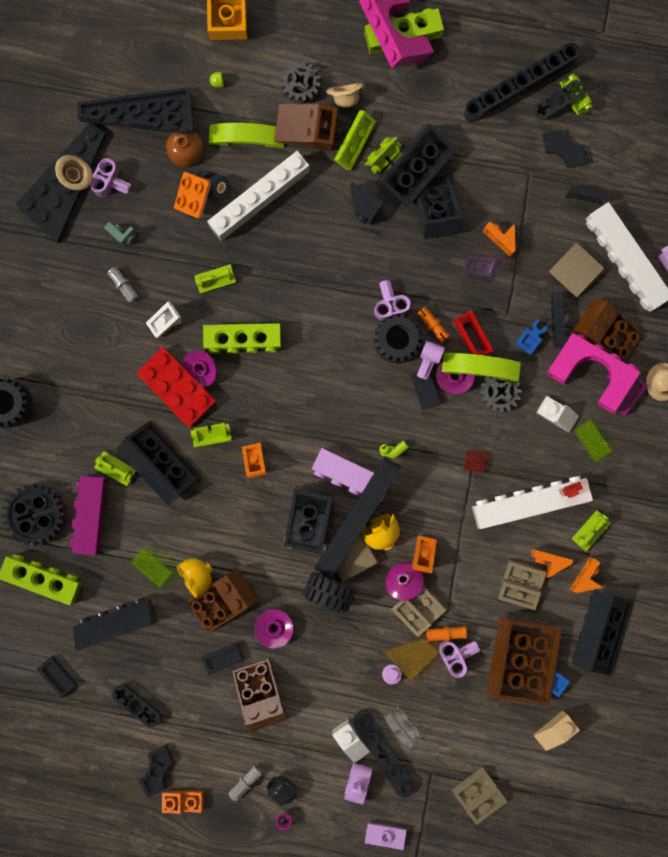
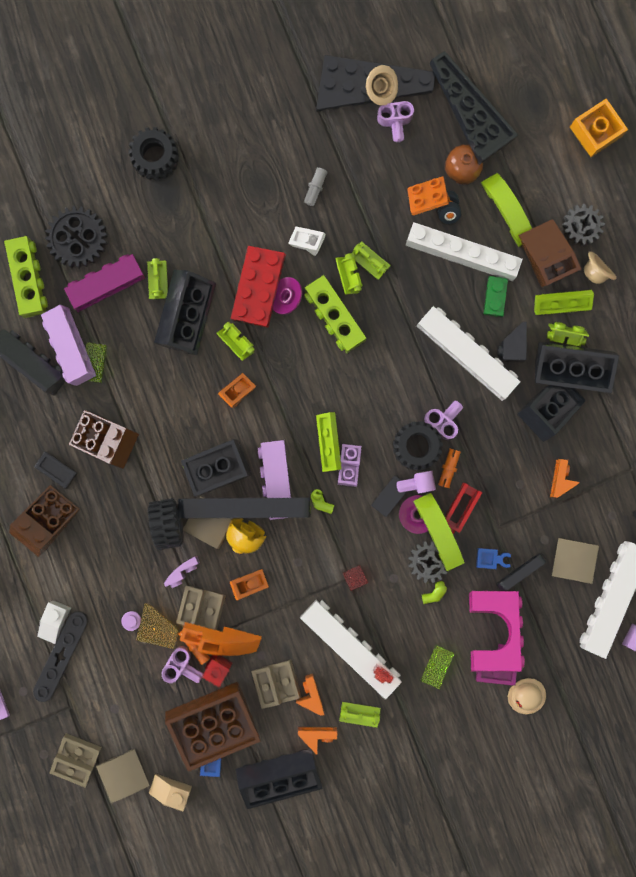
camera: 50 degrees right, 0 degrees up
(117, 232) = (356, 153): sand green bracket -> none
(123, 580) = (68, 345): none -> lavender brick
(196, 575) = (110, 403): yellow cylinder -> none
(216, 80) = (539, 154): lime hinge -> none
(224, 305) = (350, 281): none -> lime hinge
(271, 638) = (97, 495): magenta dish -> none
(313, 193) = (495, 296): none -> green plate
(346, 411) = (328, 442): none -> lime plate
(347, 246) = (468, 353): none -> white brick
(358, 783) = (21, 650): lavender beam -> none
(377, 406) = (350, 465): none -> lavender slope
(378, 610) = (177, 575): none -> lavender slope
(398, 720) = (90, 667): clear hinge -> none
(407, 590) = (211, 590): magenta dish -> none
(458, 610) = (225, 643): none -> orange slope
(479, 626) = (217, 669): none -> red window
(481, 267) = (524, 478): clear purple slope -> none
(517, 763) = (122, 776): none -> dark tan slope
(530, 398) = (436, 595): none -> lime arm
(558, 414) = (441, 623): white slope -> none
(609, 329) = (542, 621): reddish brown slope -> none

